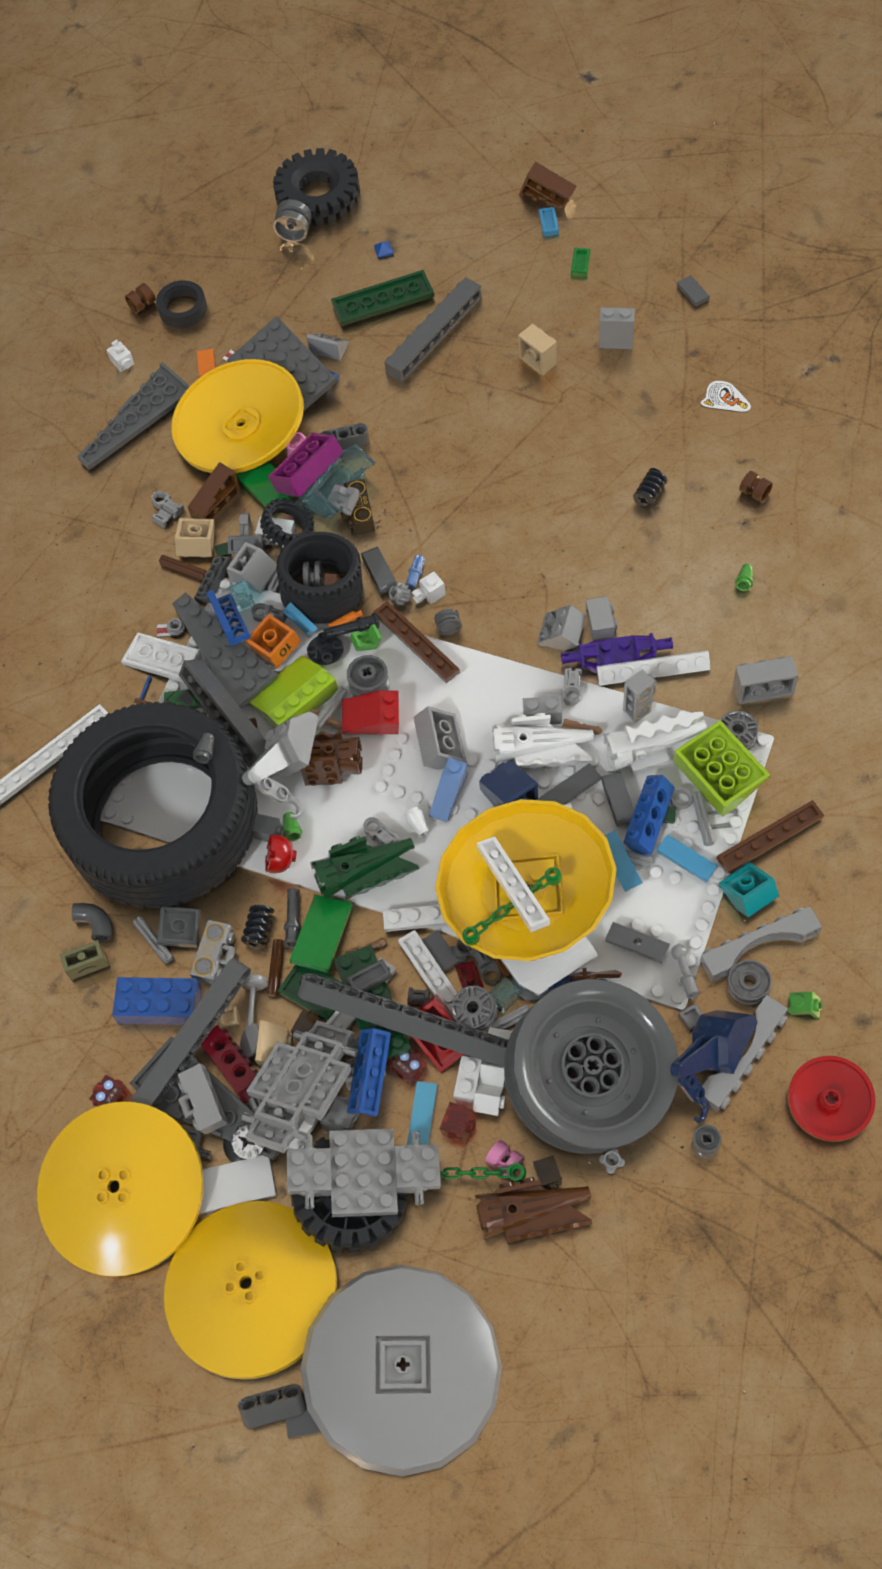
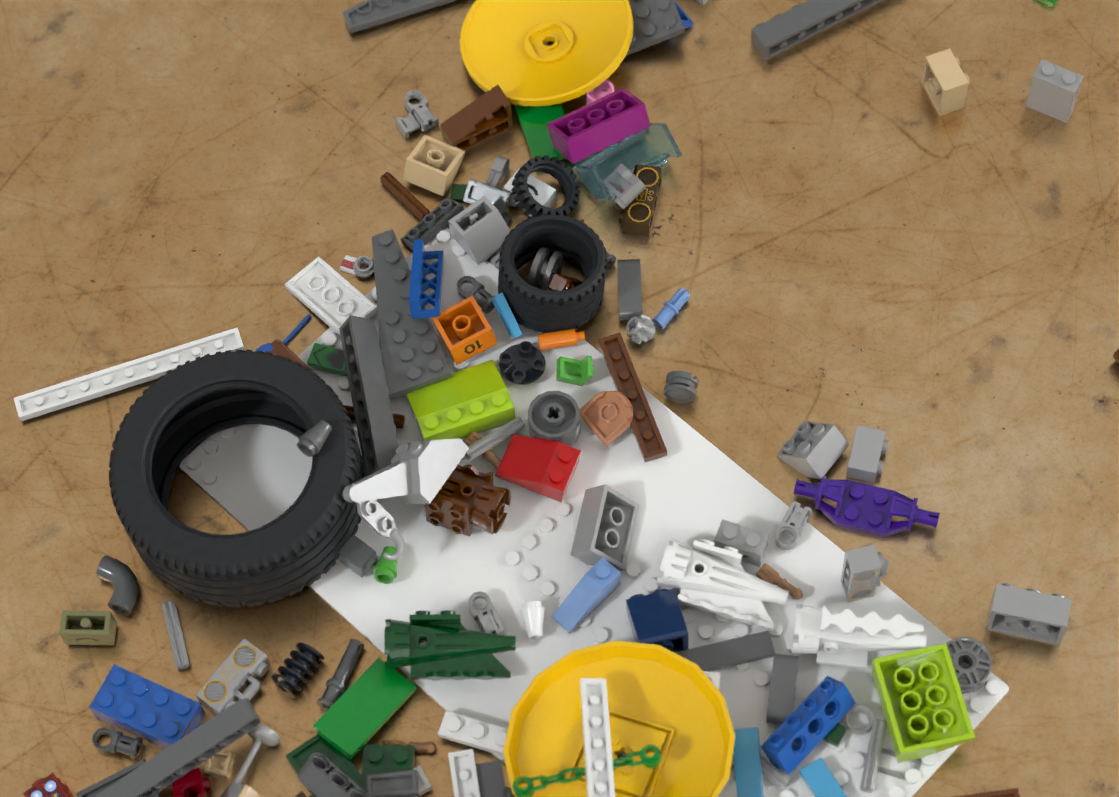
camera: 20 degrees right, 0 degrees up
(144, 1034) = (118, 743): none -> dark grey connector
(178, 927) = (209, 632): dark grey plate -> none
(242, 595) = (454, 260): clear light blue brick -> none
(275, 967) = (296, 726): reddish brown axle -> none
(279, 854) = (358, 594): red cylinder -> none
(350, 435) = (672, 109): dark grey beam -> none
(359, 624) = (575, 349): black pin -> none
(405, 660) = (608, 415): none -> nougat tile
(430, 588) = (680, 337): white brick -> none
(650, 487) = (1003, 311): black piece -> none
(655, 666) = (902, 542): white plate -> none
(745, 578) = (1067, 473): bright green cone -> none

